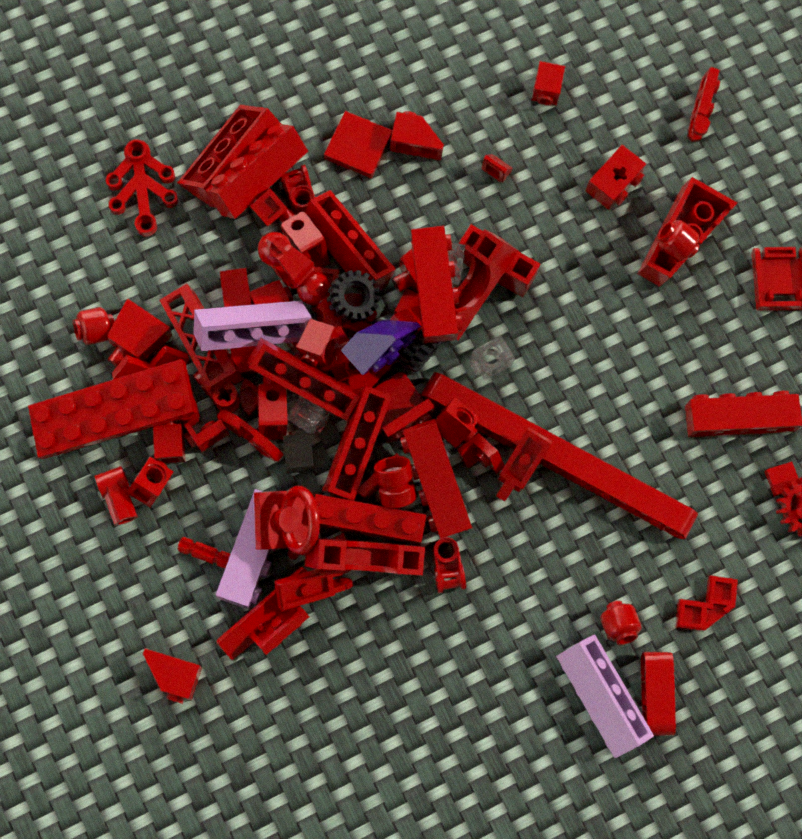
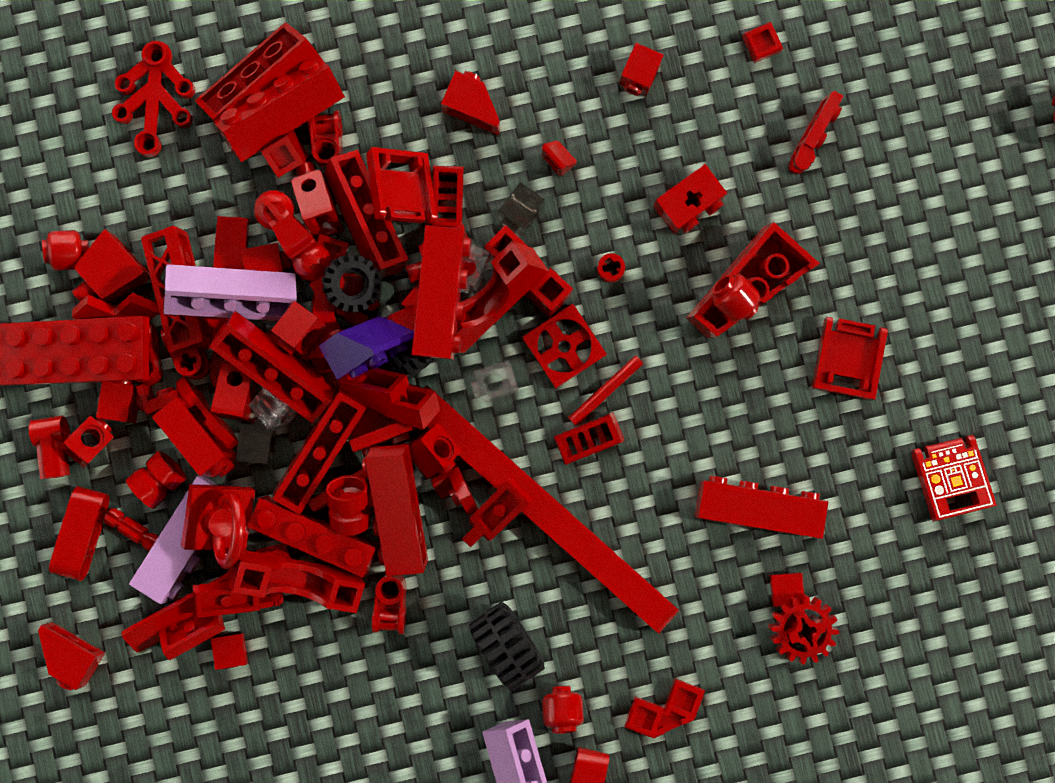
camera: 20 degrees right, 10 degrees up
(158, 565) = (79, 533): none -> red beam
(219, 499) = (151, 483): none -> red wheel
(247, 456) = (194, 440): none -> red window
(314, 639) = (229, 651): none -> red tile
(358, 144) = (407, 97): red tile -> none
(374, 219) = (400, 193): none -> red container
(401, 196) = (453, 171): none -> red slope
(411, 383) = (393, 396): none -> red slope
(477, 211) = (521, 209): none -> clear smoke brick
(556, 303) = (584, 333): none -> red piece
(560, 572) = (506, 646): none -> black tyre
(564, 238) = (615, 259): none -> red bush
(585, 347) = (605, 390): none -> red bar
(599, 374) = (614, 429): none -> red slope
(640, 44) = (762, 42): none -> red tile

